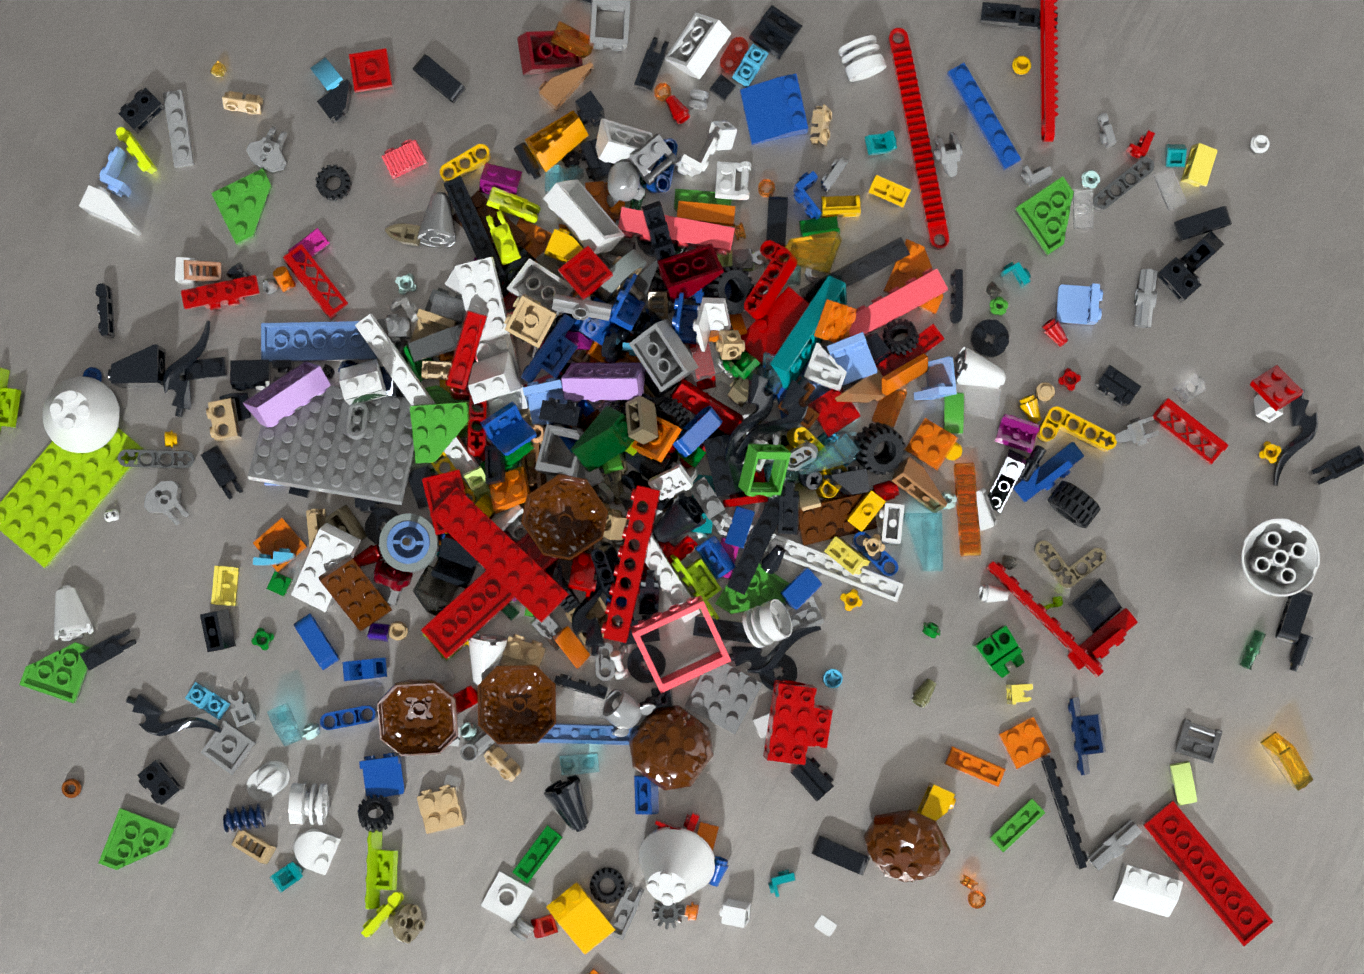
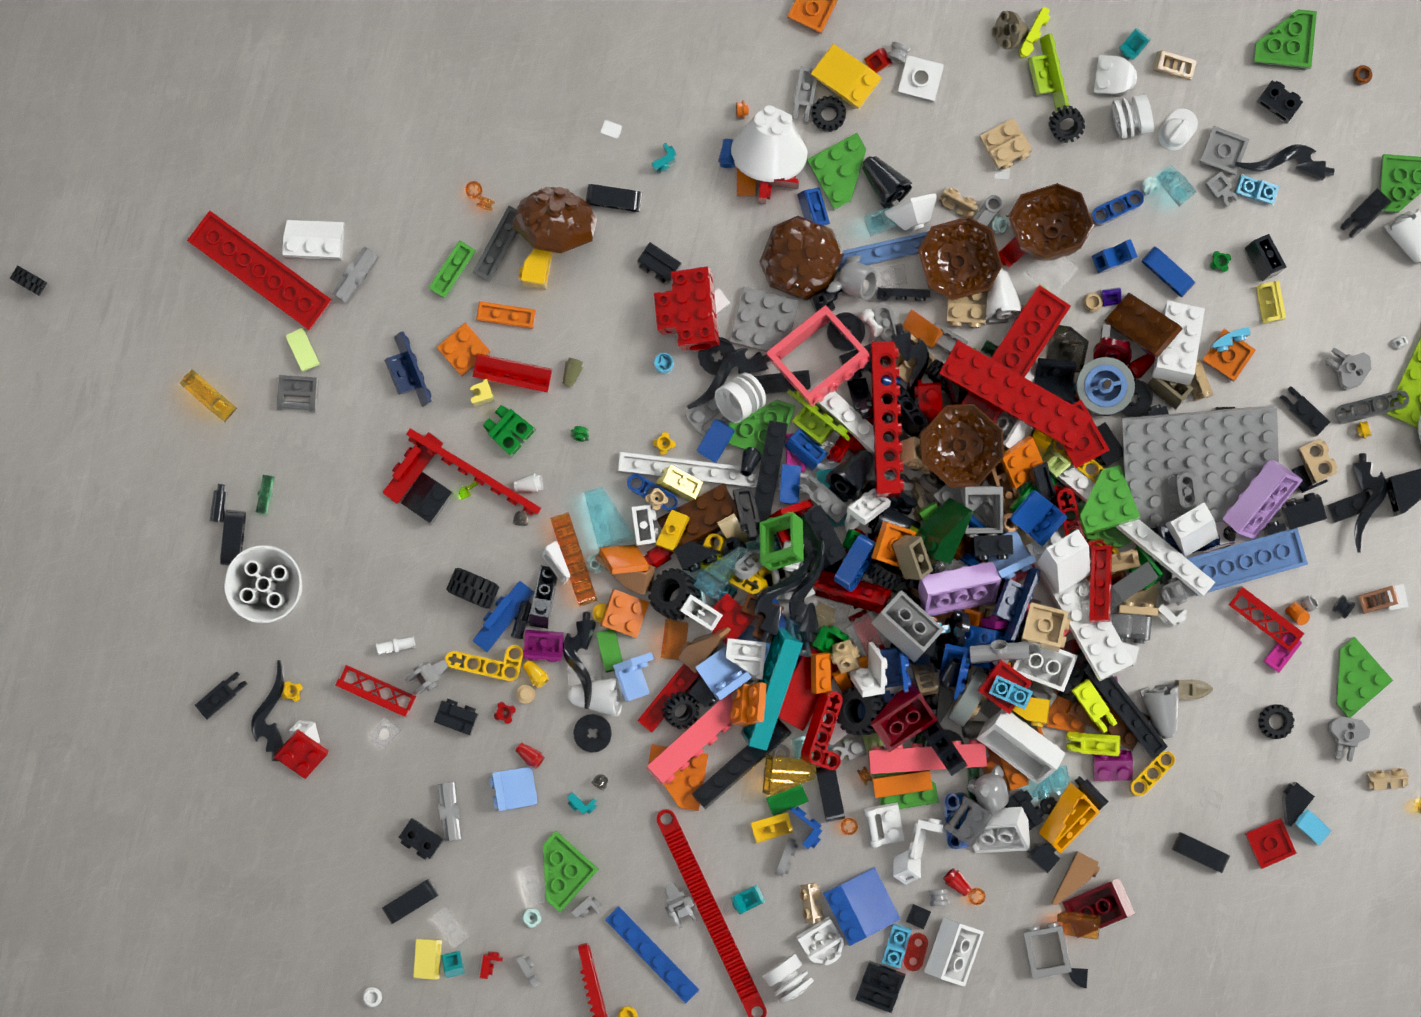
camera: 175 degrees right, 0 degrees up
(221, 293) = (1354, 583): red bracket -> none
(244, 818) = (1190, 87): dark blue piece -> none
(279, 584) = (1219, 318): green plate -> none
(383, 775) = (1069, 161): blue bracket -> none
(402, 280) = (1183, 641): light aqua plate -> none
(403, 159) = (1213, 762): coral brick -> none
(537, 854) = (902, 125): green plate -> none
(550, 762) = (913, 212): none -> white slope
(581, 264) = (1011, 692): none -> medium azure slope
(611, 827) = (839, 169): none -> bright green plate
(634, 300) = (950, 673): none -> black cone
(651, 66) = (994, 919): black hinge -> none
(669, 919) = (760, 97): dark grey gear -> none
(735, 913) = (700, 118): white brick -> none
(758, 334) = (820, 672): none -> orange plate
(820, 86) = (822, 942): none -> white slope
(859, 422) = (701, 612): none -> white slope
(889, 191) = (727, 853): yellow hinge -> none
(904, 374) = (667, 673): orange tile -> none
(920, 495) = (624, 559): none -> orange tile
(956, 297) = (635, 765): black hinge -> none
(968, 836) = (497, 246): none -> dark grey plate
(983, 706) = (512, 372): none -> red fence
(991, 424) = (570, 648): none -> black piece
(993, 305) = (591, 772): bright green plate -> none
(1067, 820) = (414, 300): black plate -> none
(1072, 569) = (458, 526): dark tan beam -> none
(1123, 184) = (495, 919): dark grey beam -> none
(1159, 470) = (395, 645): none -> white pin
(1202, 251) = (404, 872): black slope -> none

